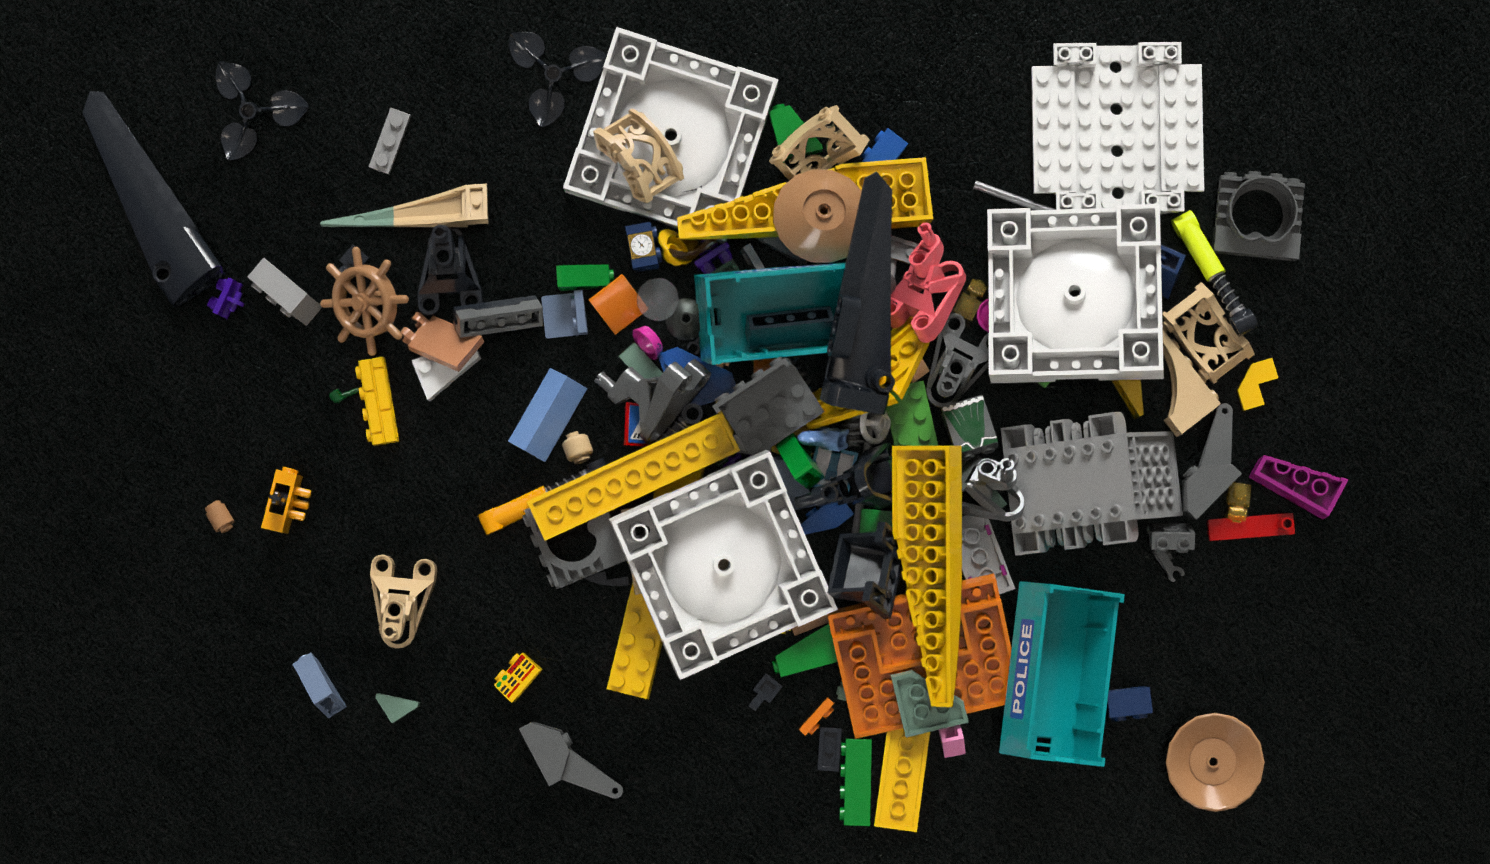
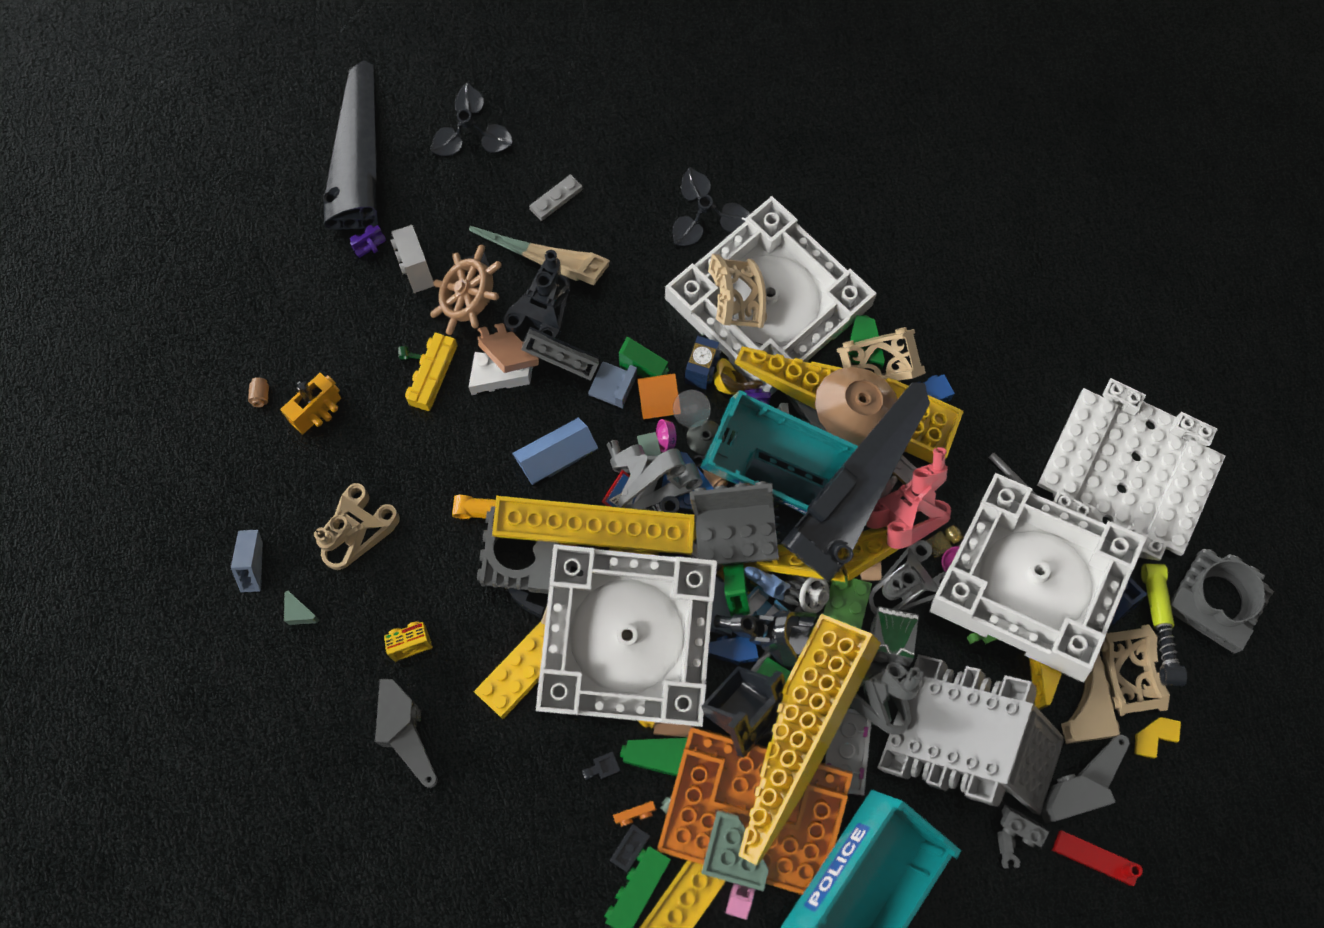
camera: 25 degrees right, 15 degrees down
(577, 448) = (563, 487): tan head -> none
(1238, 496) = (1097, 829): clear yellow plate -> none
(1299, 484) = (1158, 843): magenta wedge -> none

